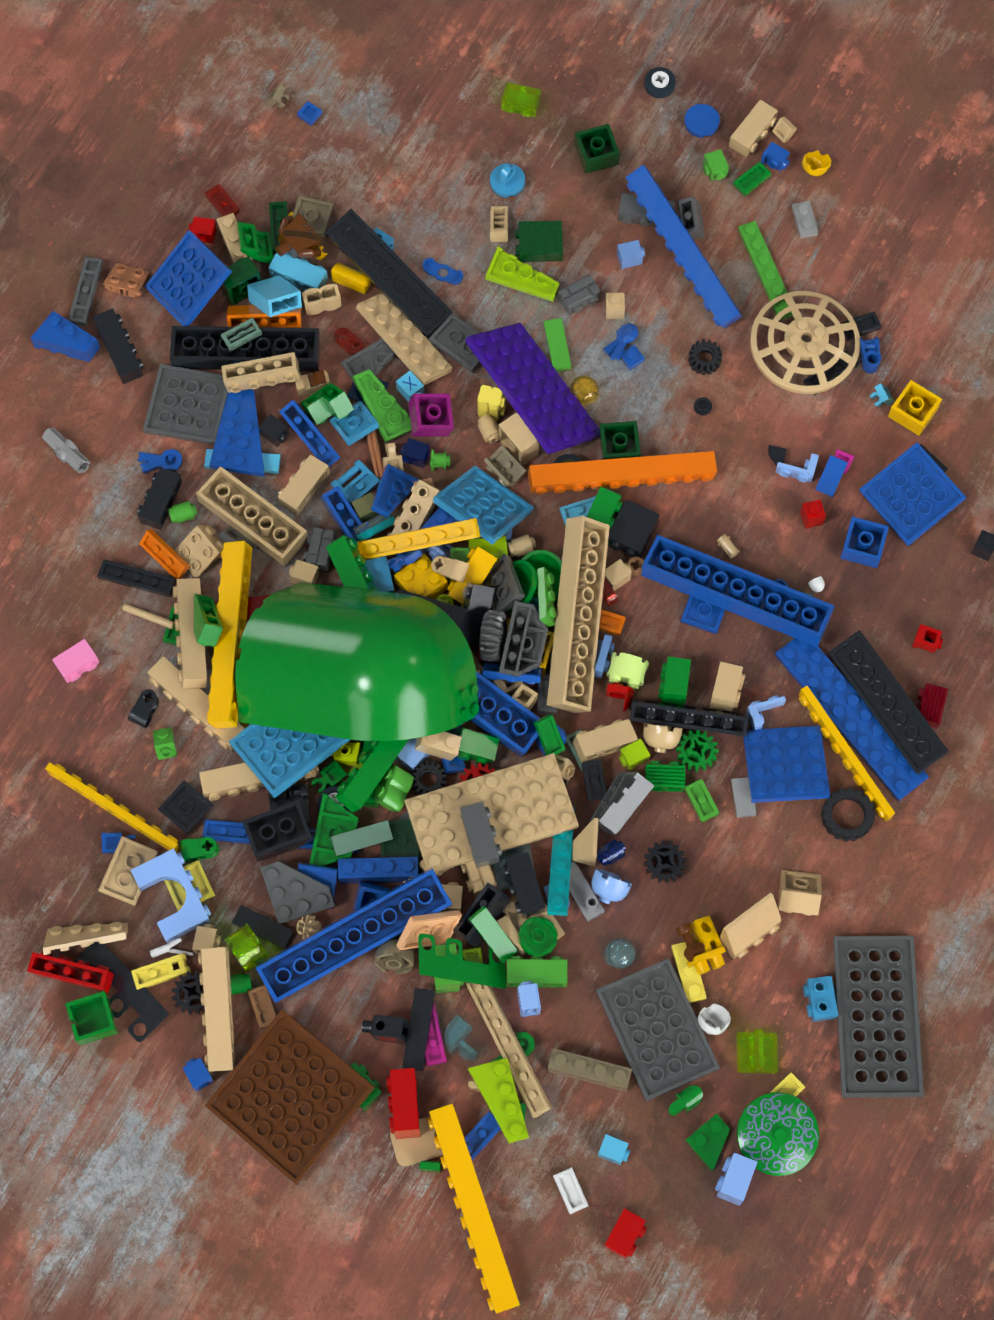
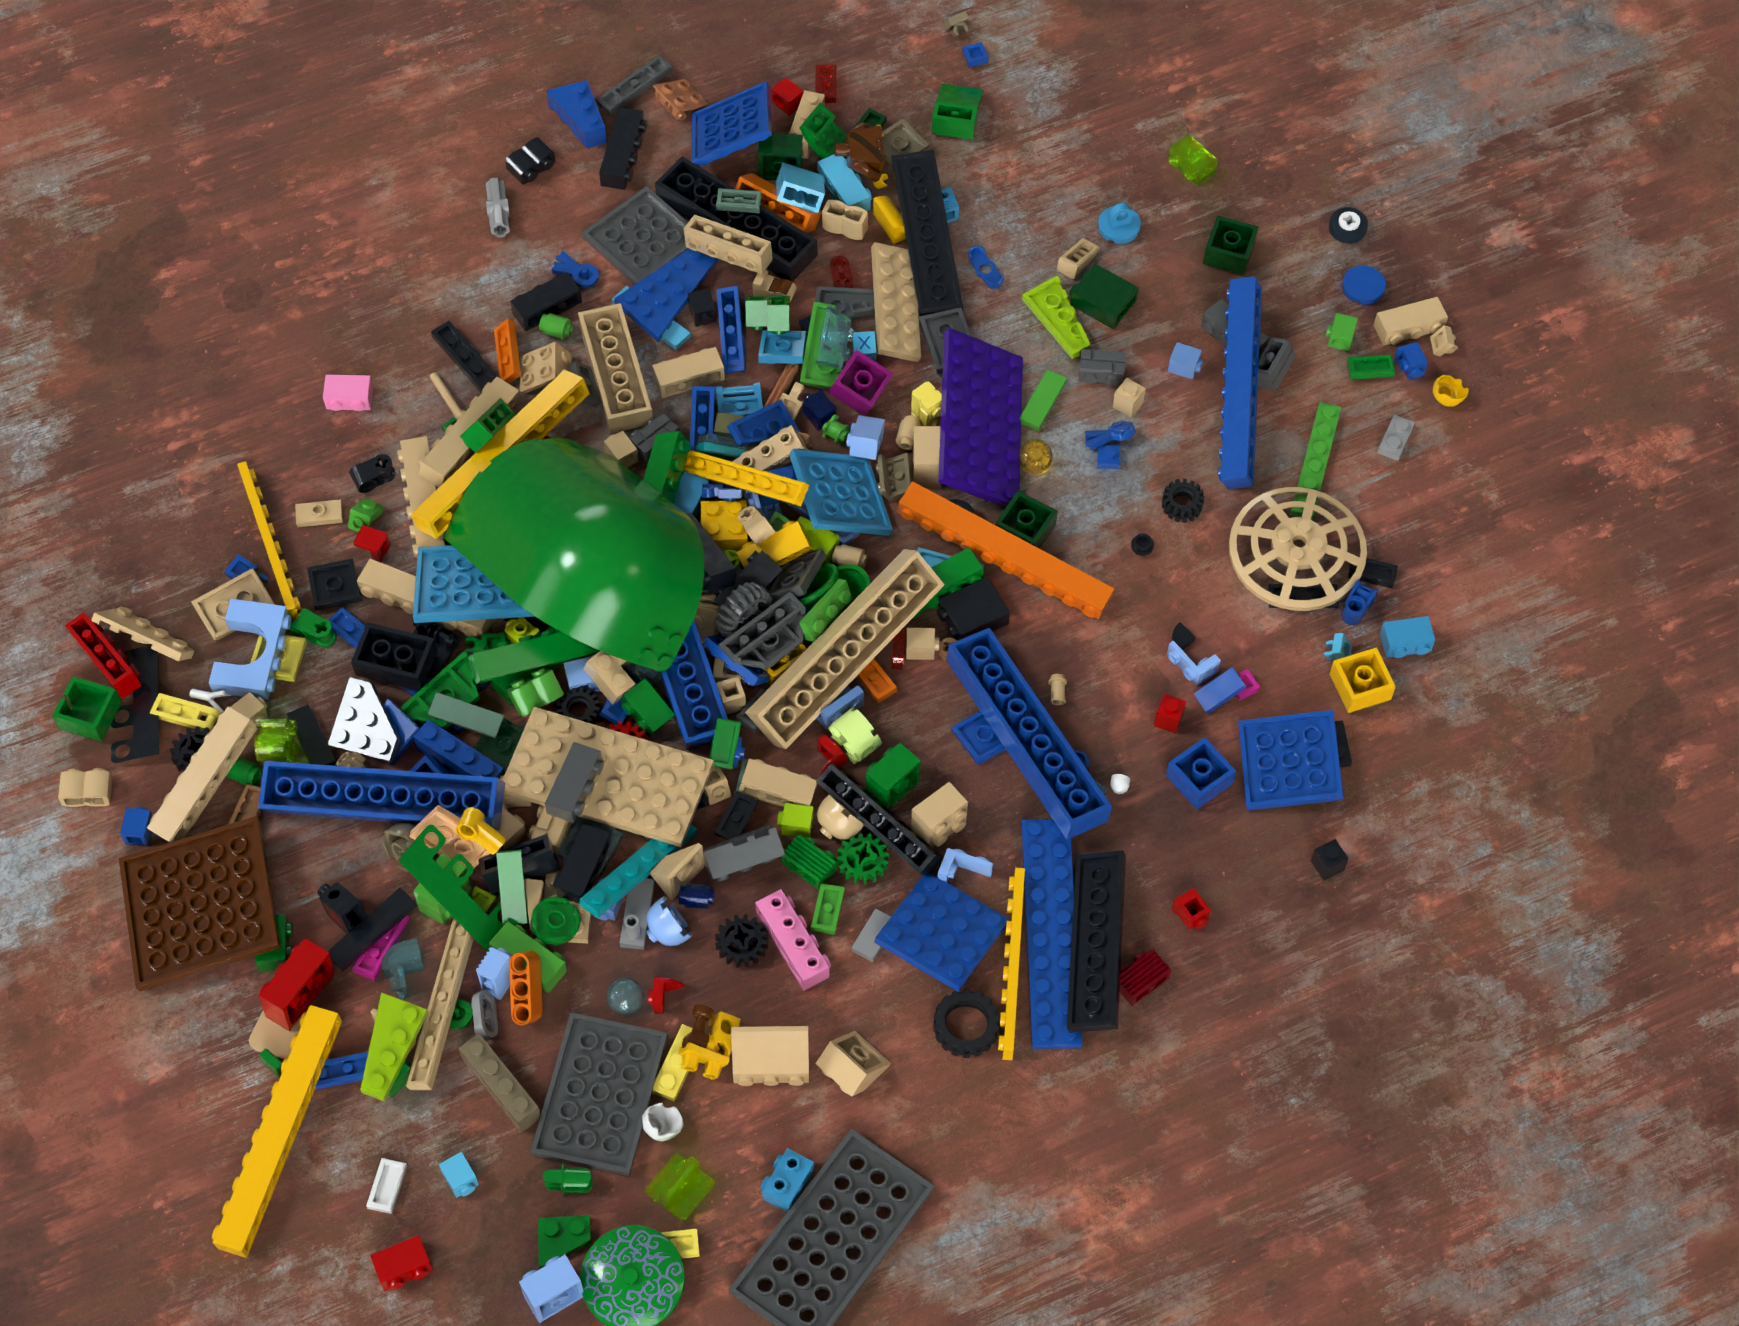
camera: 35 degrees right, 10 degrees down
(59, 399) = (530, 161): none -> black brick
(129, 763) = (319, 513): none -> tan plate
(137, 1073) = (85, 788): none -> tan brick
(187, 758) = (373, 541): none -> red panel
(331, 164) = (956, 111): none -> green slope
(390, 395) = (834, 339): none -> clear light blue slope
(446, 914) = (475, 828): none -> yellow piece
(466, 452) = (866, 437): none -> light blue brick
(541, 1032) = (484, 1014): none -> light grey plate
(561, 1003) = (518, 996): none -> orange beam
(641, 938) = (657, 996): none -> red plate
(696, 838) = (792, 939): none -> bright pink brick
(919, 358) = (1407, 637): none -> dark azure brick

